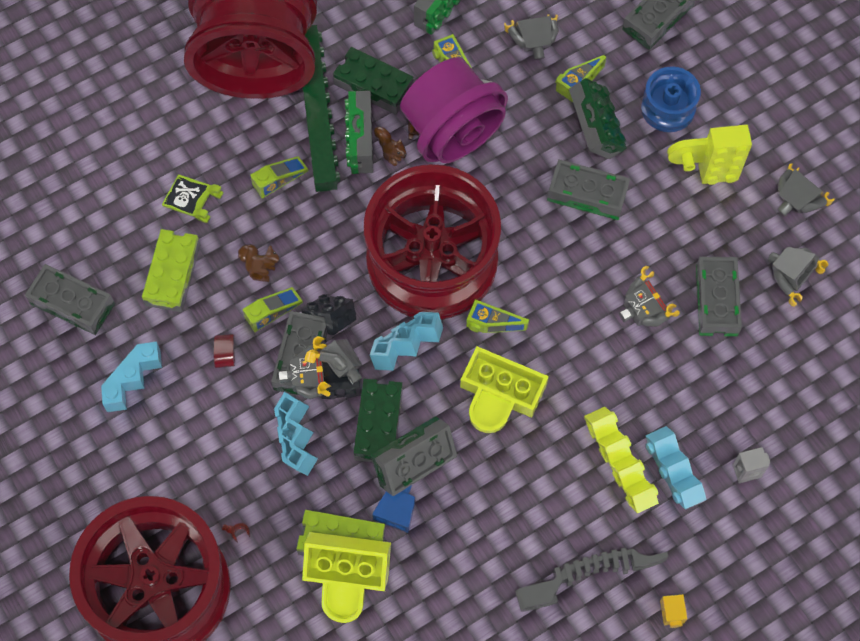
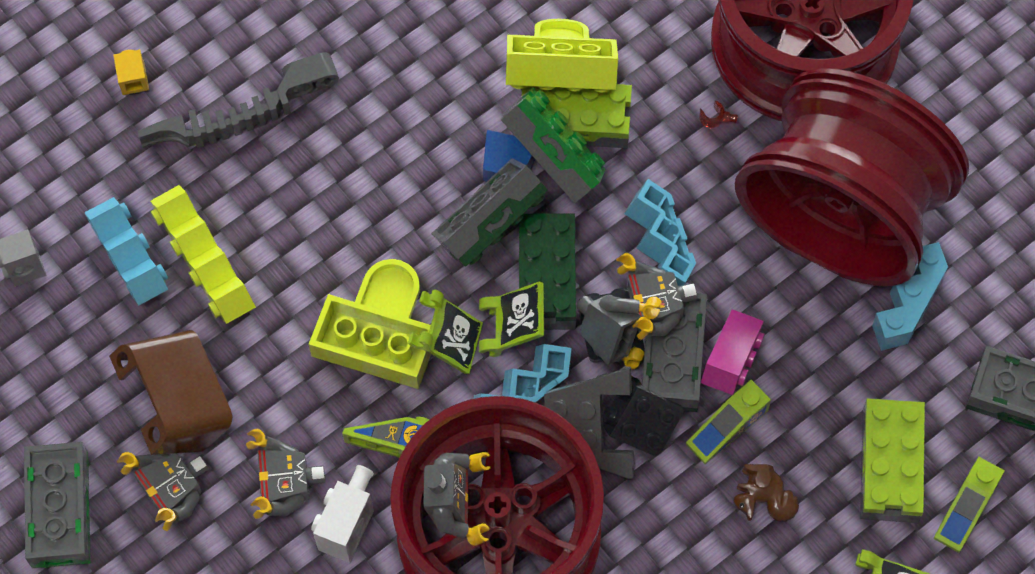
camera: 175 degrees right, 0 degrees up
(128, 241) = (968, 504): none -> slope
(155, 424) = (853, 176): none -> dark red wheel
(224, 351) = (788, 353): dark red panel -> none
(260, 344) = (733, 352): none -> dark pink brick
(361, 497) = (554, 144): none -> green piece
(369, 311) = (582, 407): none -> dark grey wing
(403, 382) = (517, 318): none -> flag
(450, 378) = (451, 334): none -> flag
(463, 221) = (448, 494): none -> dark grey torso
(530, 266) = (345, 516): none -> white brick
(570, 299) = (282, 476): none -> dark grey torso
(640, 356) = (182, 390): none -> reddish brown windscreen

